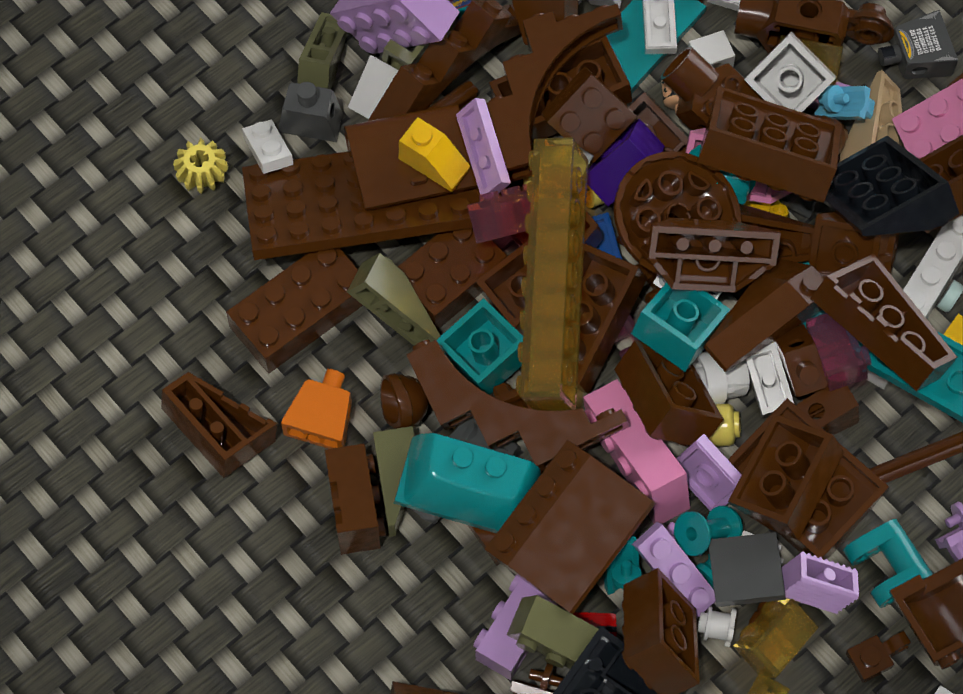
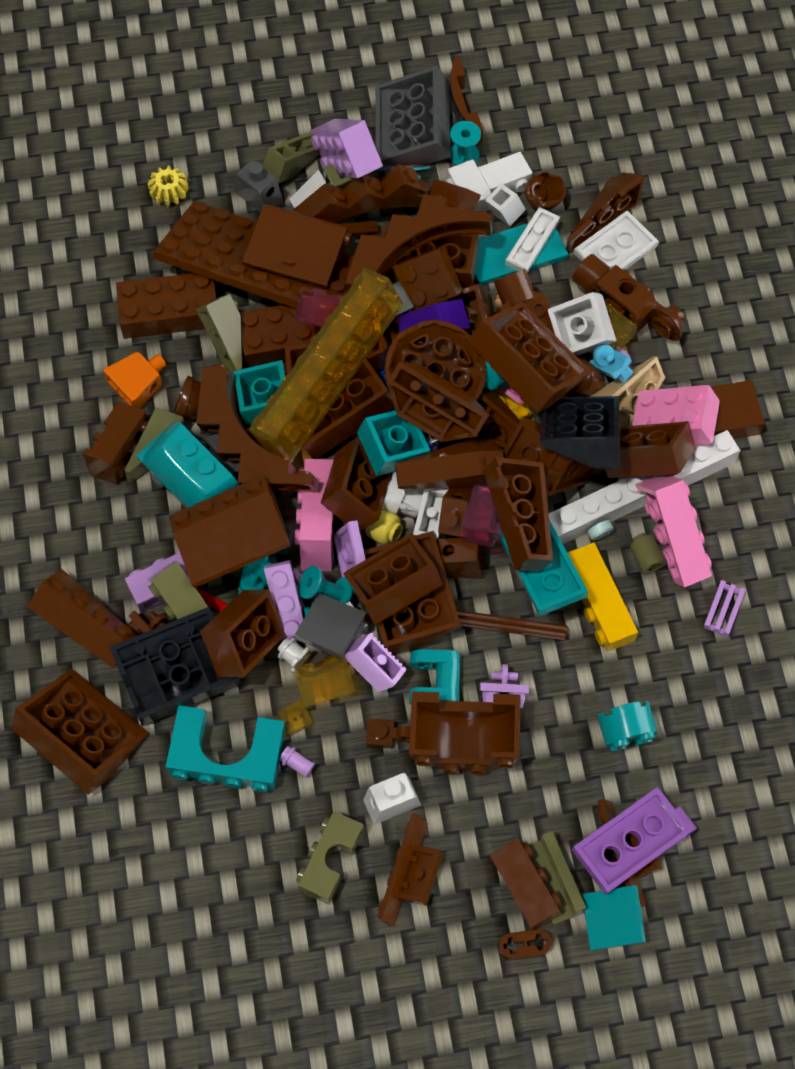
camera: 30 degrees right, 0 degrees up
(215, 424) = (65, 351): reddish brown wedge -> none
(267, 146) = (217, 195): white plate -> none
(432, 154) = (304, 248): yellow slope -> none
(483, 147) = (341, 261): lavender plate -> none
(714, 49) = (550, 284): white brick -> none
(921, 48) = (695, 356): dark grey torso -> none

